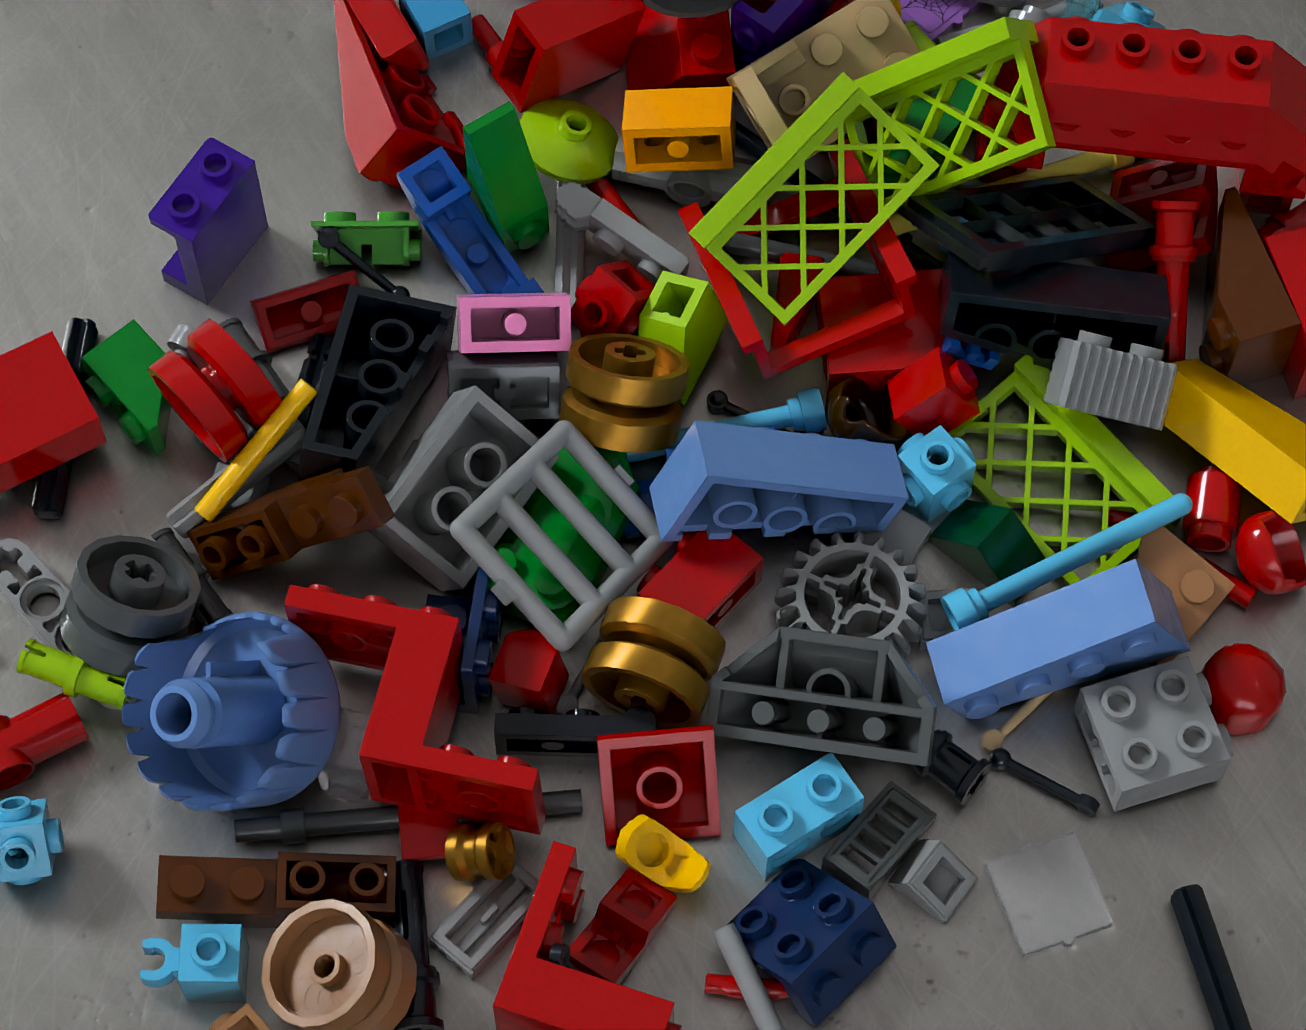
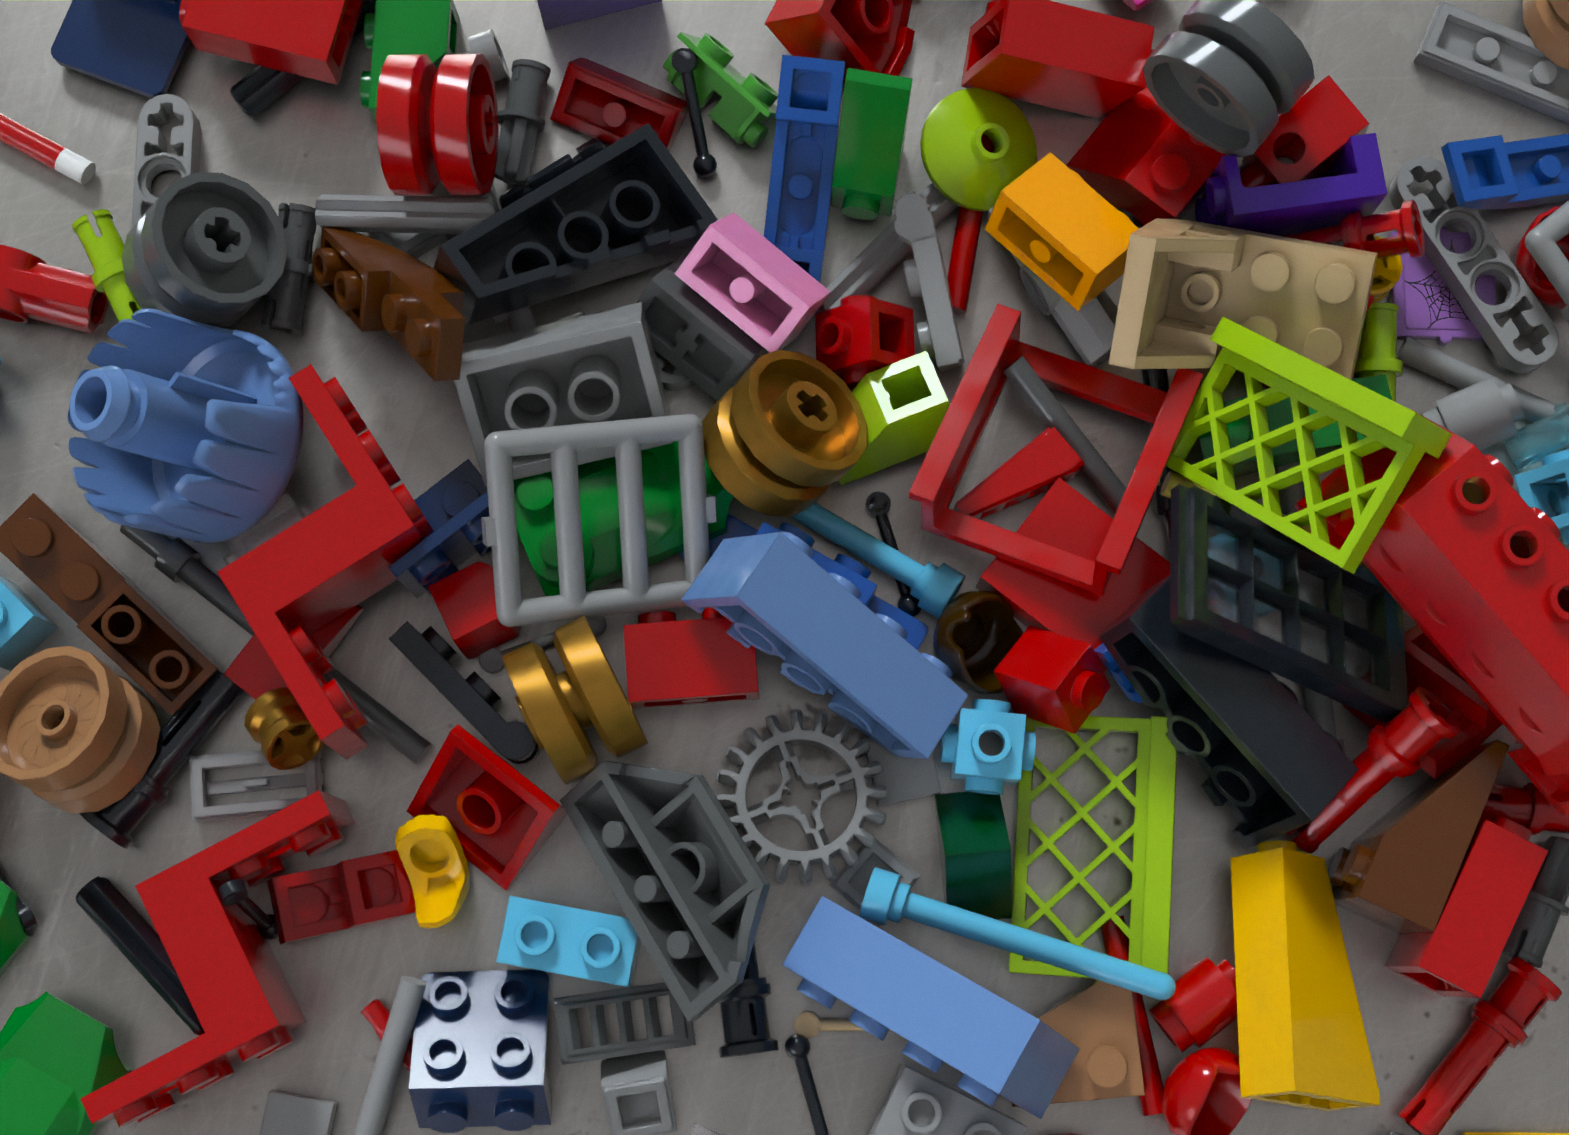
camera: 45 degrees right, 15 degrees up
(256, 450) = (424, 208): yellow bar -> none
(779, 164) = (1098, 355): lime fence -> none
(1111, 382) = (1208, 821): light grey brick -> none

